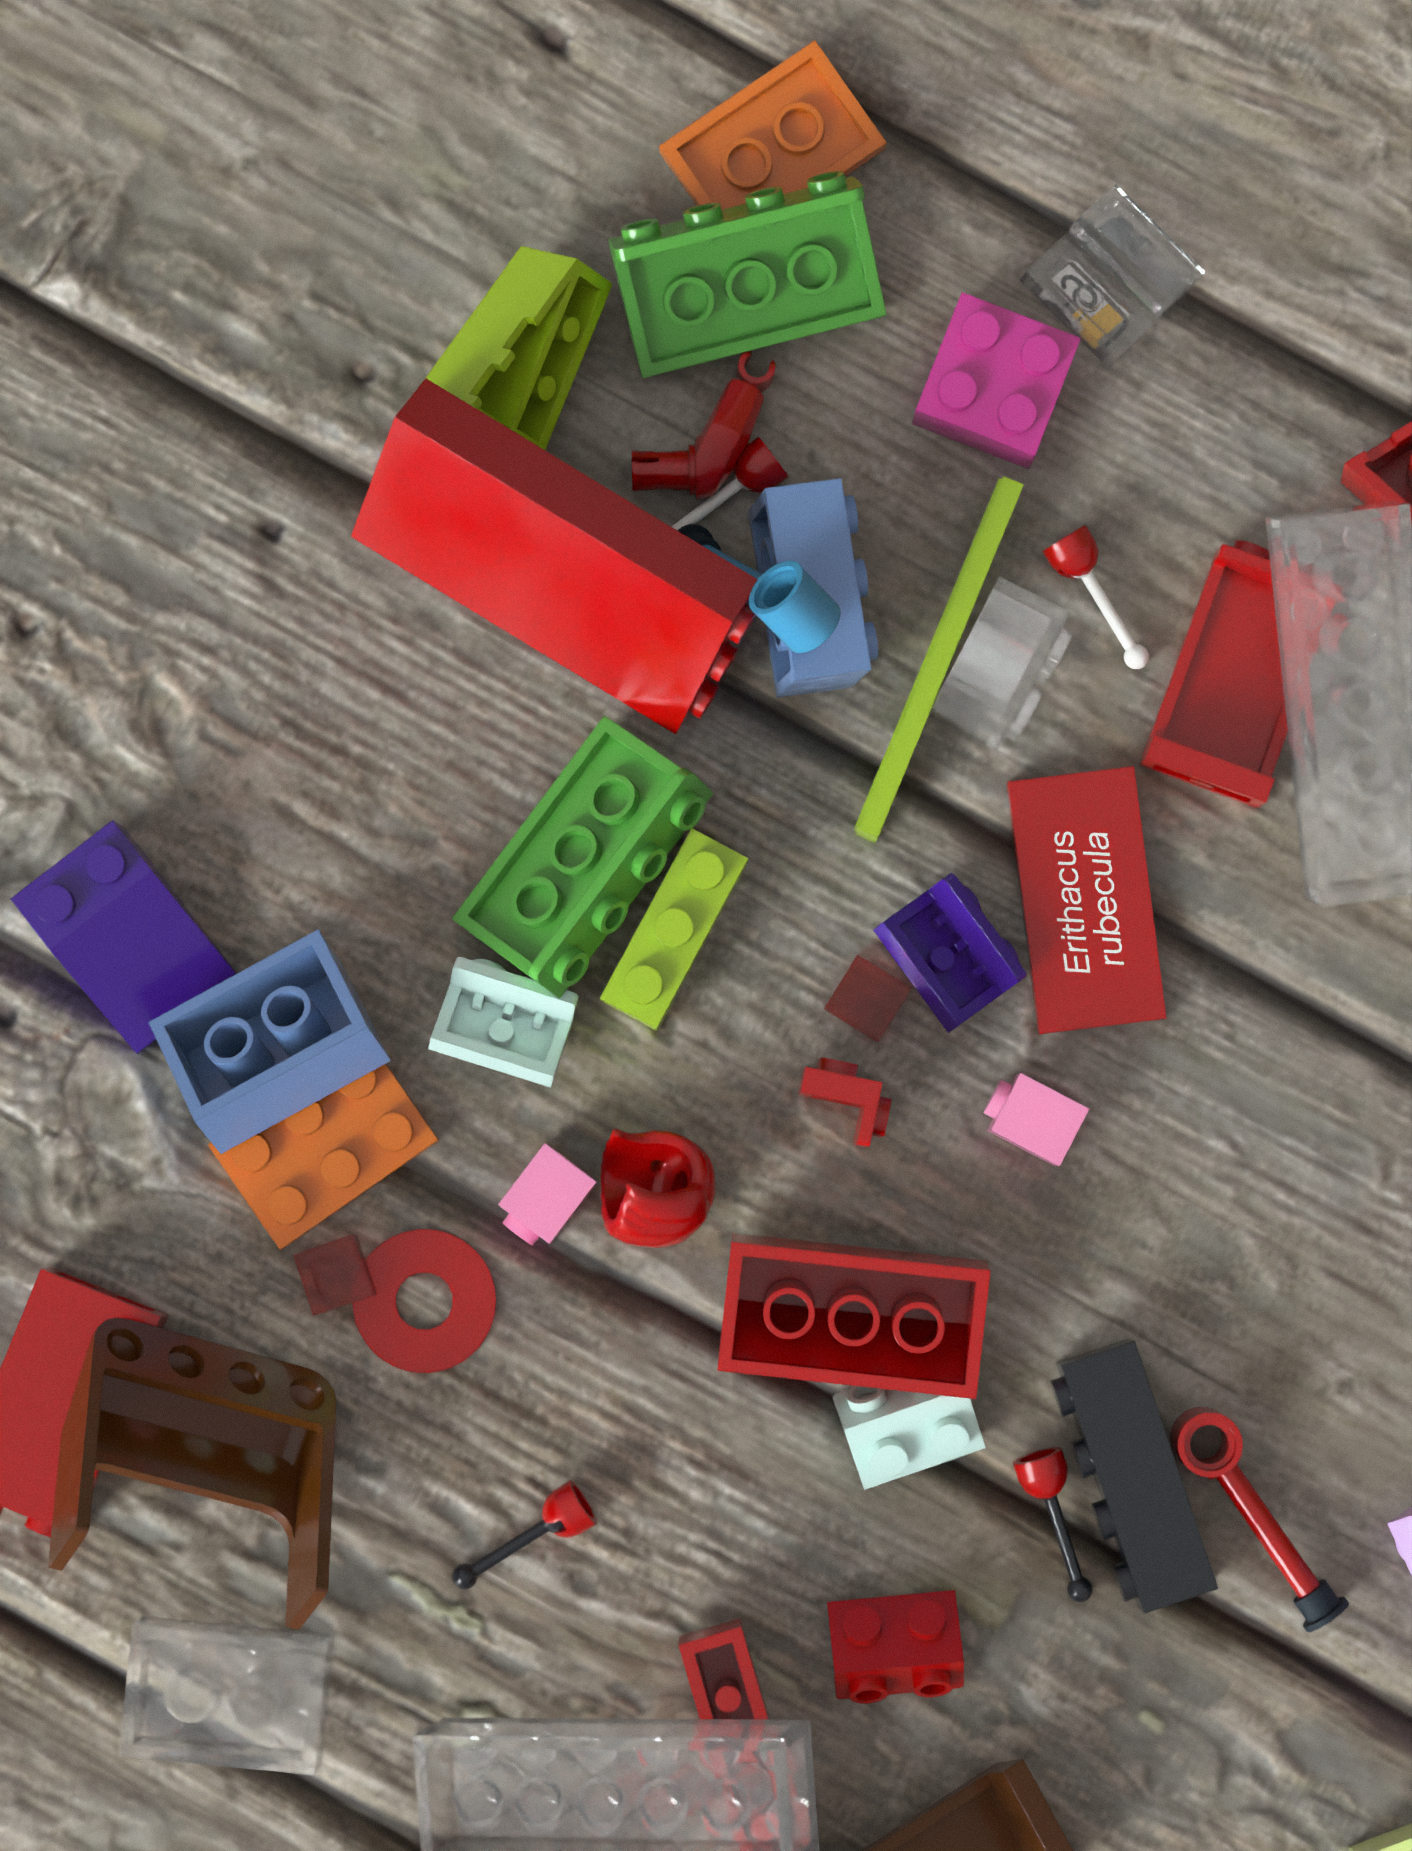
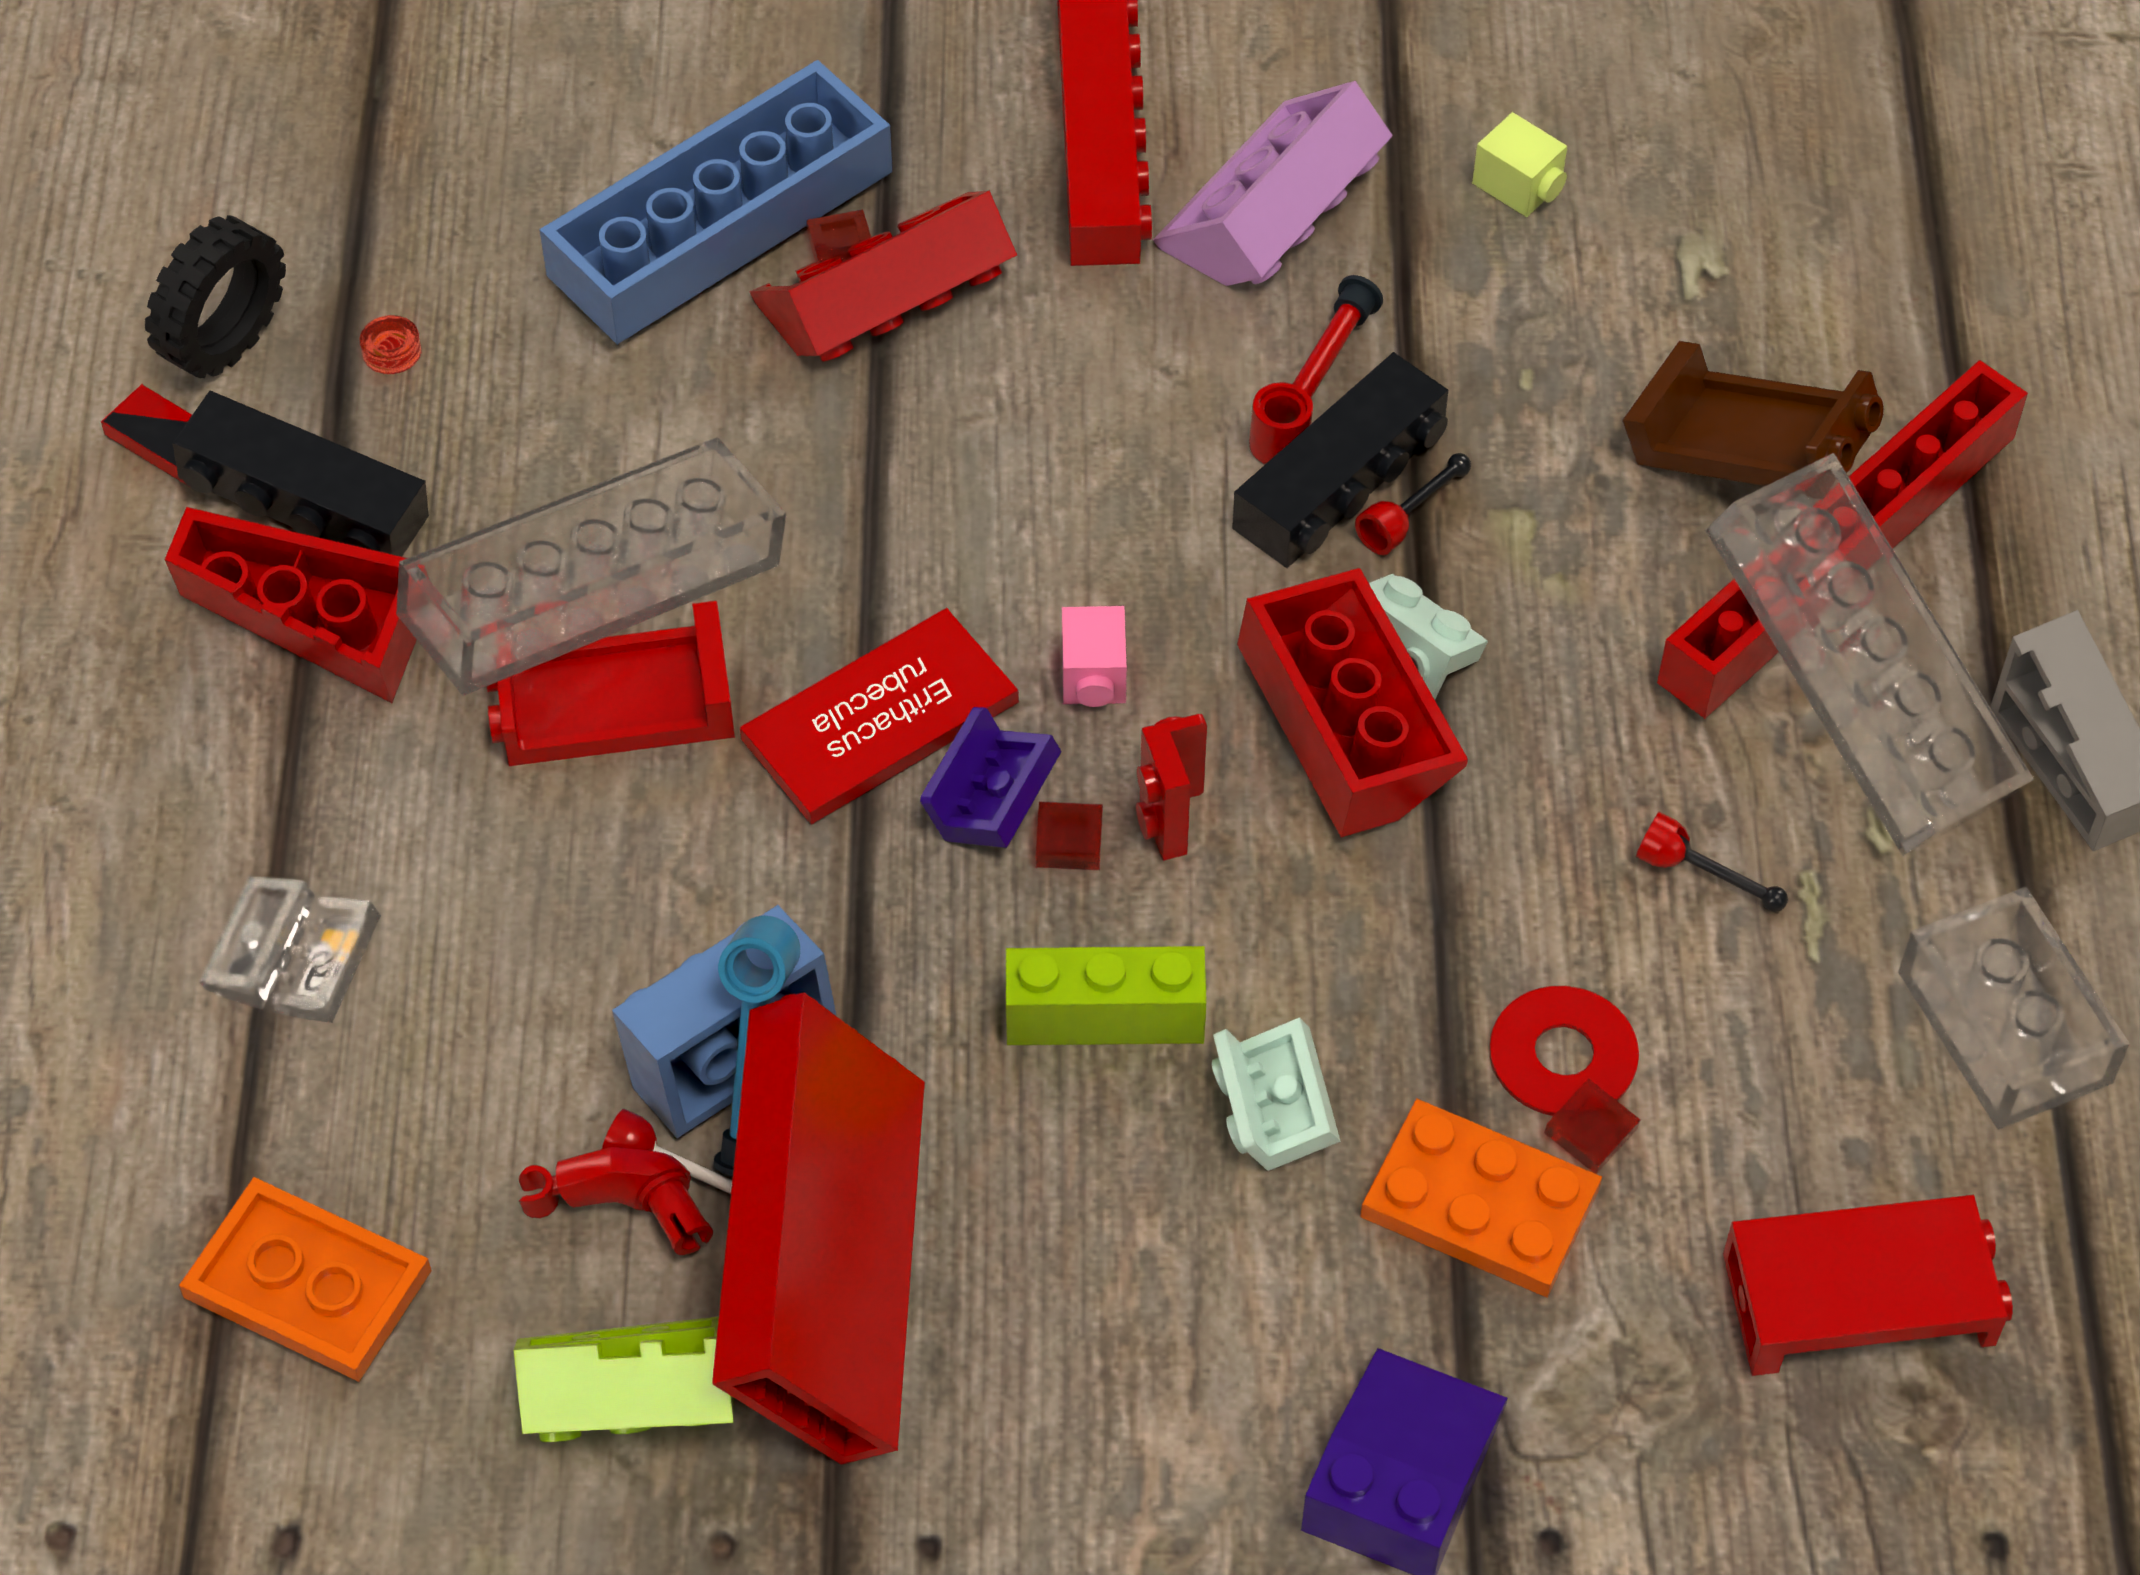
camera: 120 degrees left, 30 degrees down
(205, 1426) = (1794, 1126): reddish brown windscreen -> none
(268, 1042) = (1422, 1256): medium blue brick -> none
(545, 1196) = (1407, 984): bright pink brick -> none
(583, 856) = (1085, 1090): bright green bracket -> none
(655, 1187) = (1345, 894): red piece -> none
(747, 274) = (449, 1223): bright green bracket -> none
(896, 1646) = (1594, 561): red bracket -> none
(938, 659) = (719, 909): lime tile -> none
(995, 380) = (442, 982): dark pink brick -> none
(1008, 650) = (712, 826): clear brick -> none
(1076, 558) = (572, 856): hinge -> none

